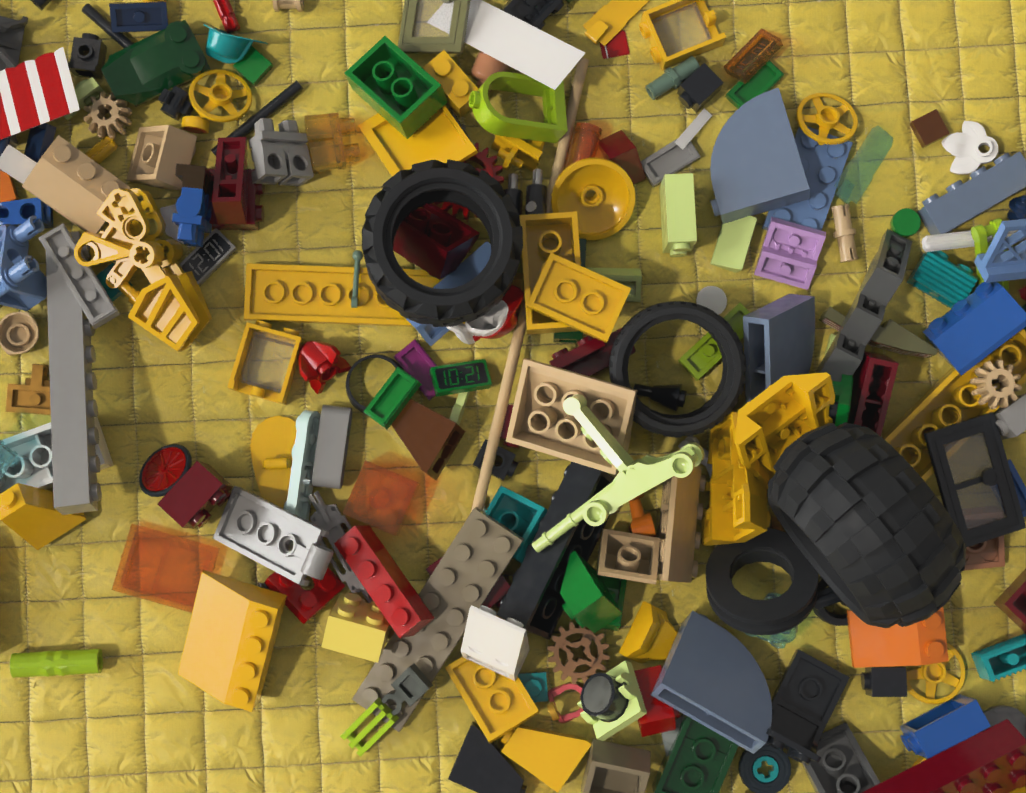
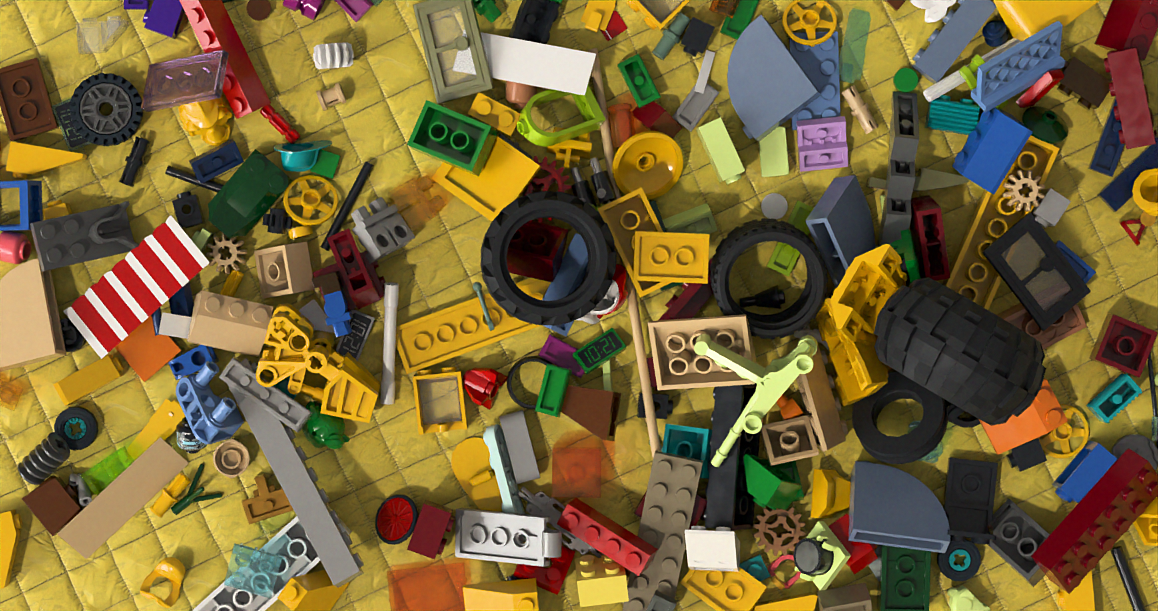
camera: 20 degrees left, 5 degrees up
(130, 341) = (328, 428): none -> green hair
(220, 320) = (391, 297): none -> white piece
(619, 108) = (638, 80): none -> green slope

